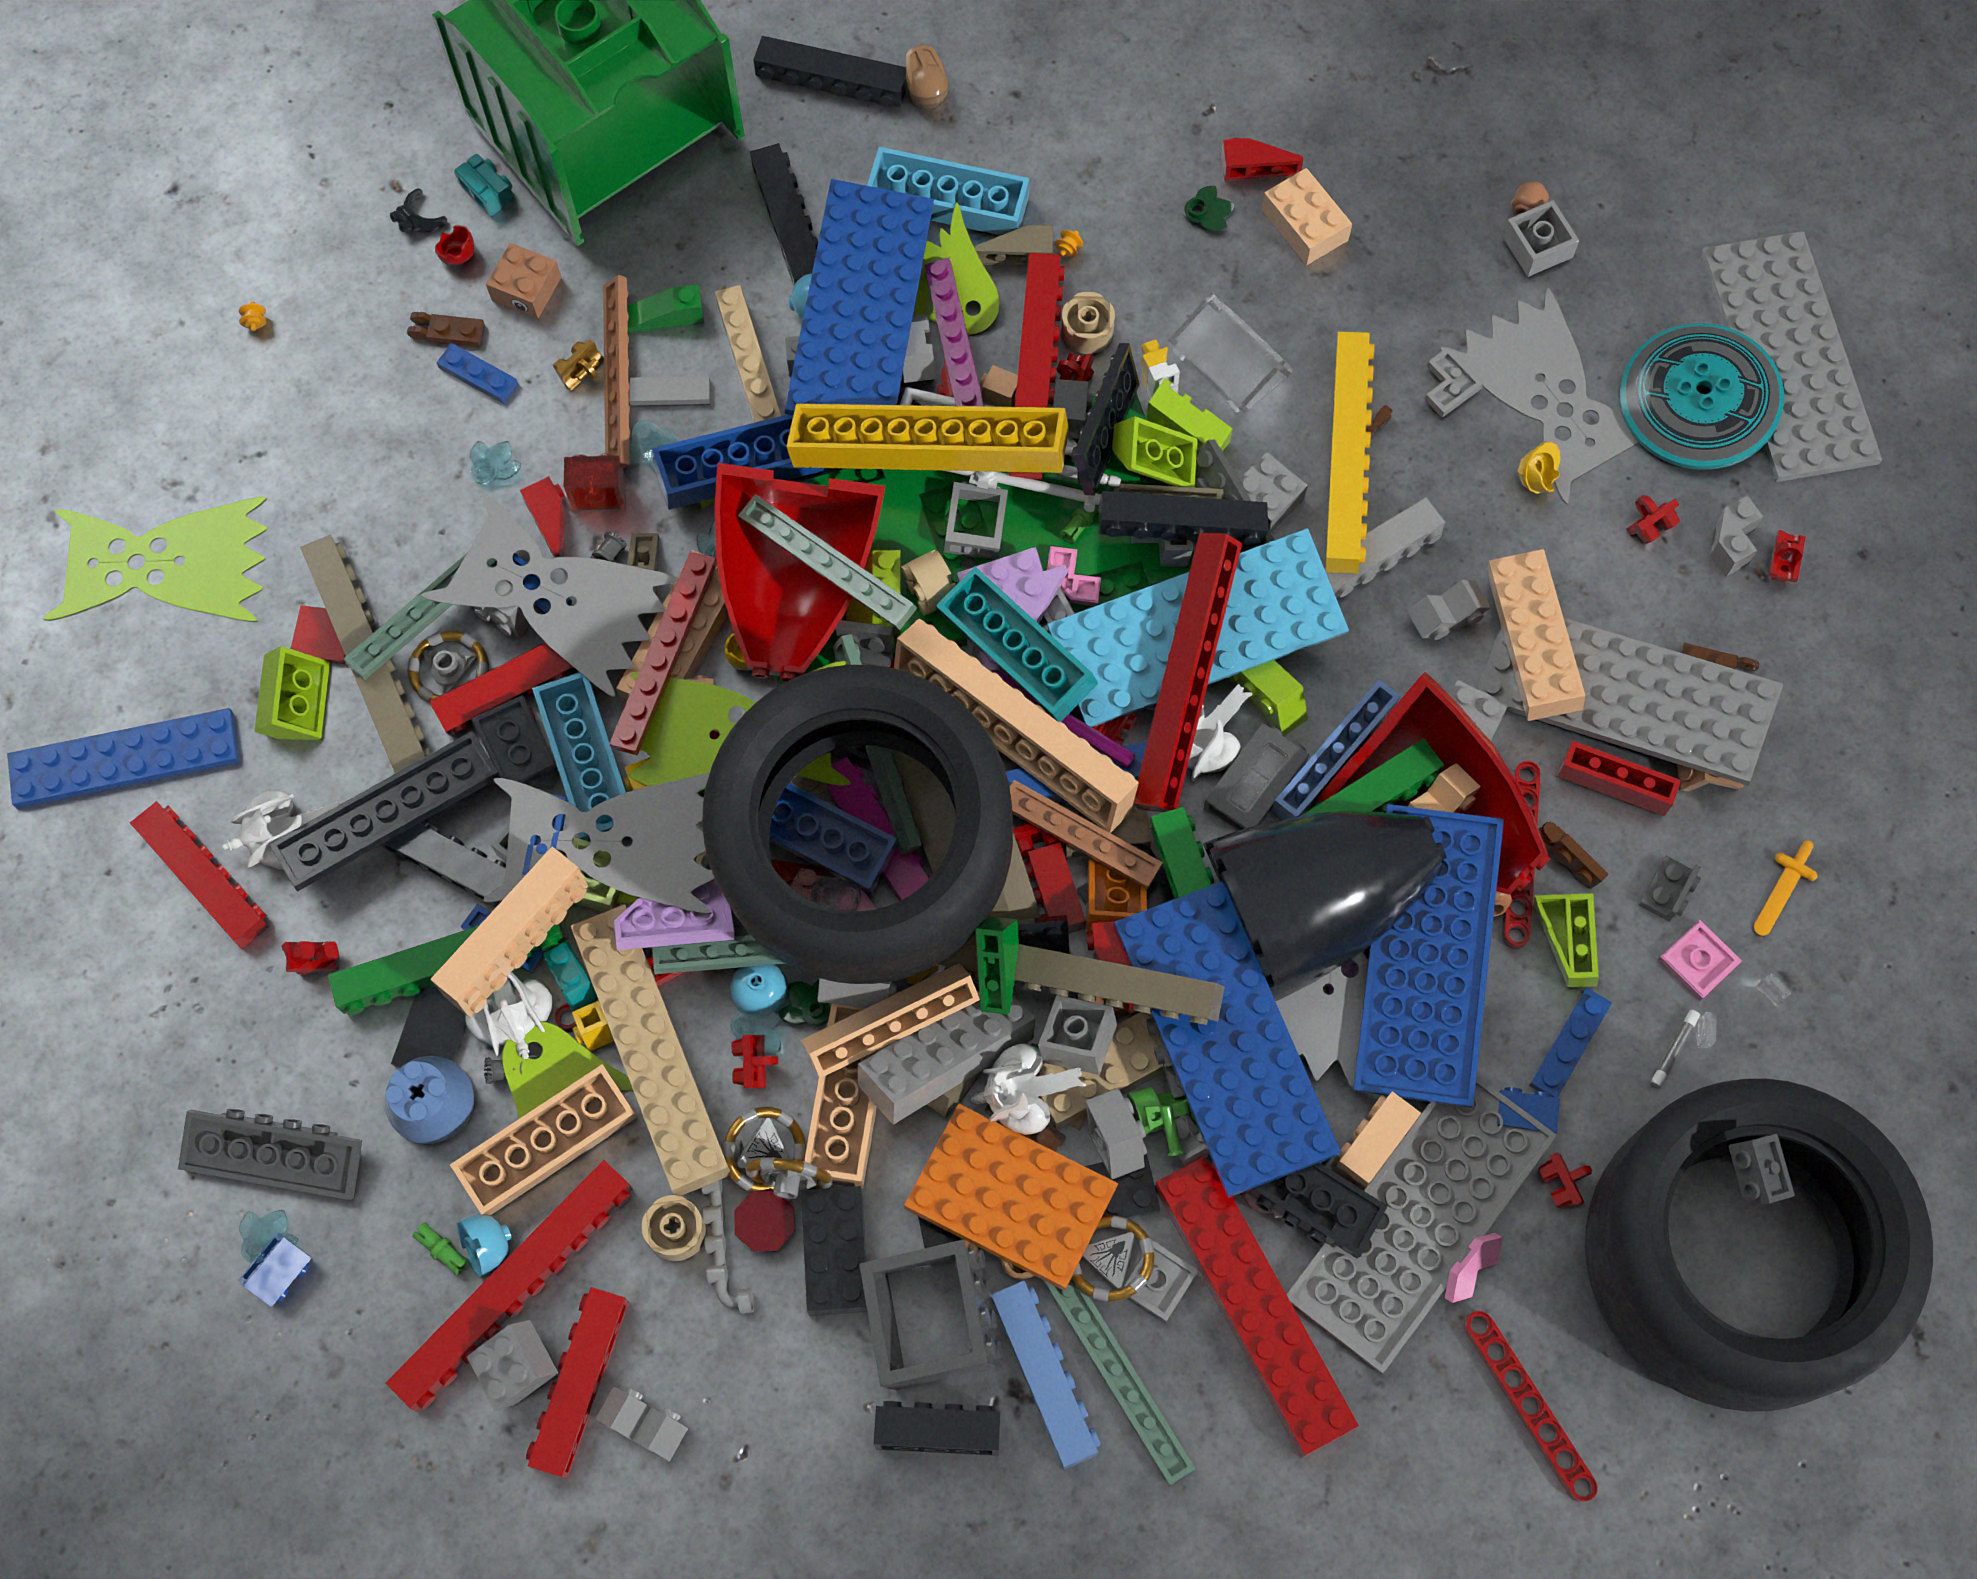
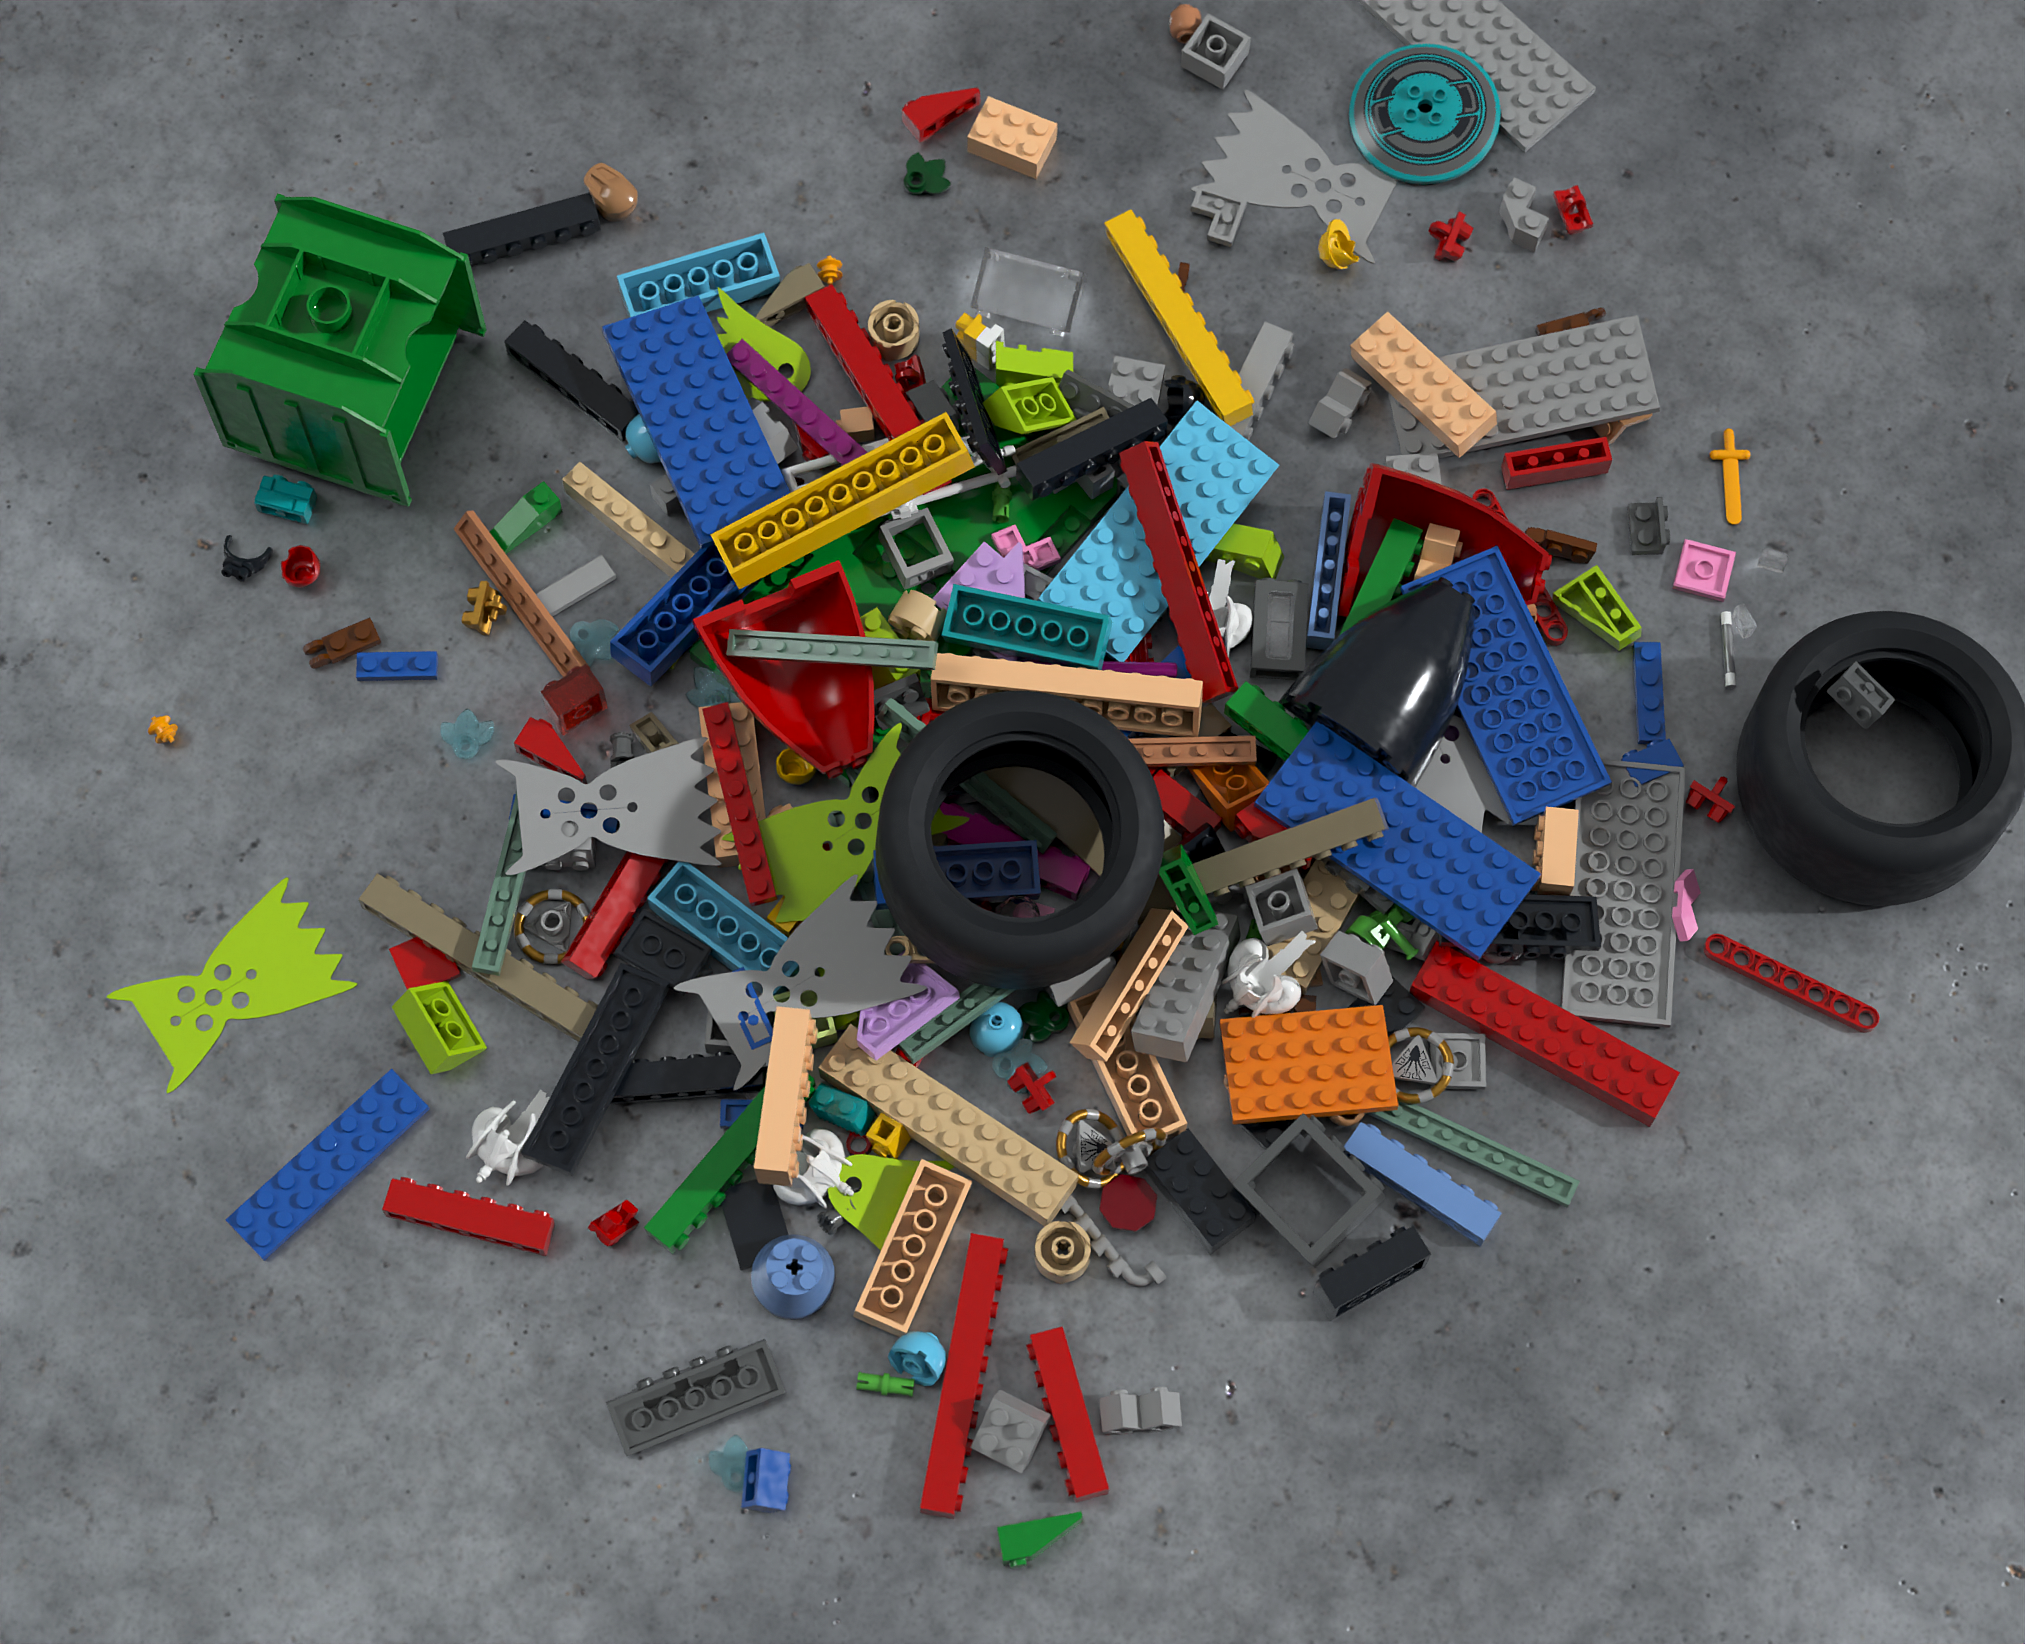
camera: 35 degrees left, 0 degrees up
(465, 1477) = (1029, 1539): none -> green slope
(523, 280) = (383, 563): nougat brick -> none
(1308, 517) = (1181, 397): none -> black cap

